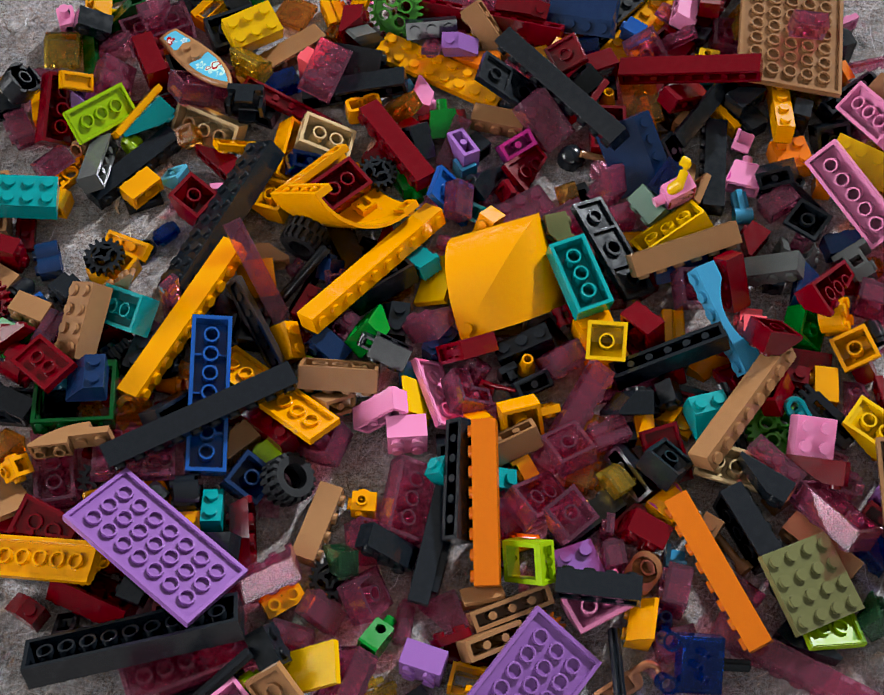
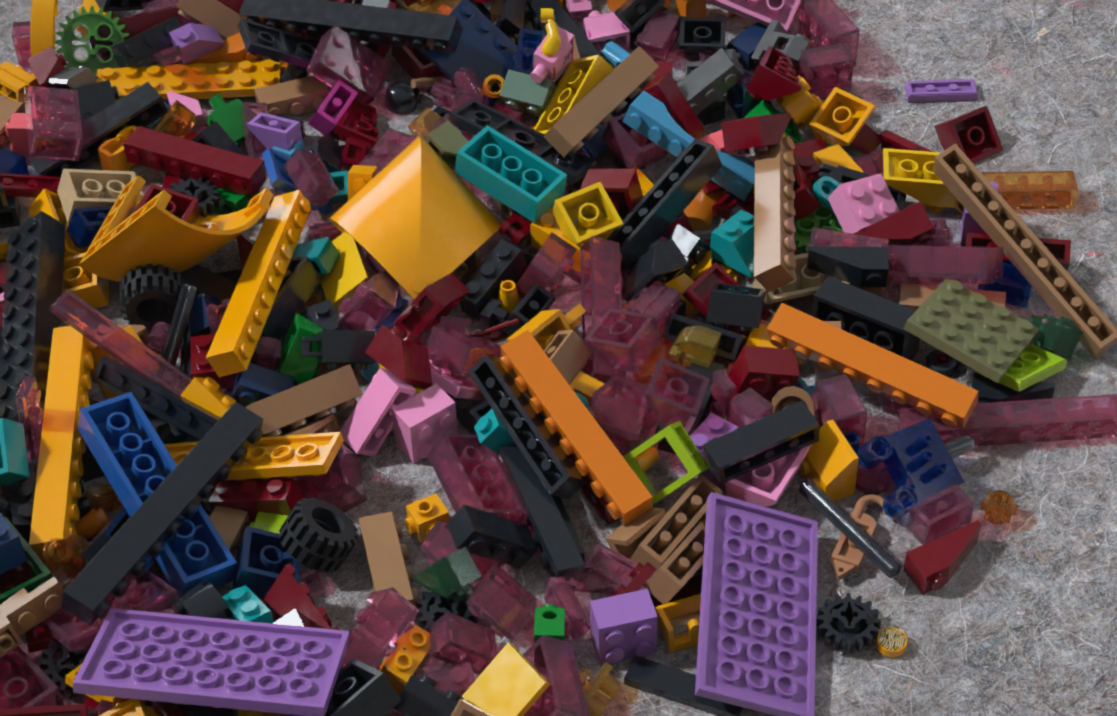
camera: 30 degrees left, 15 degrees down
(414, 383) = (402, 355): none -> dark red slope
(626, 187) = (489, 82): none -> light orange cone

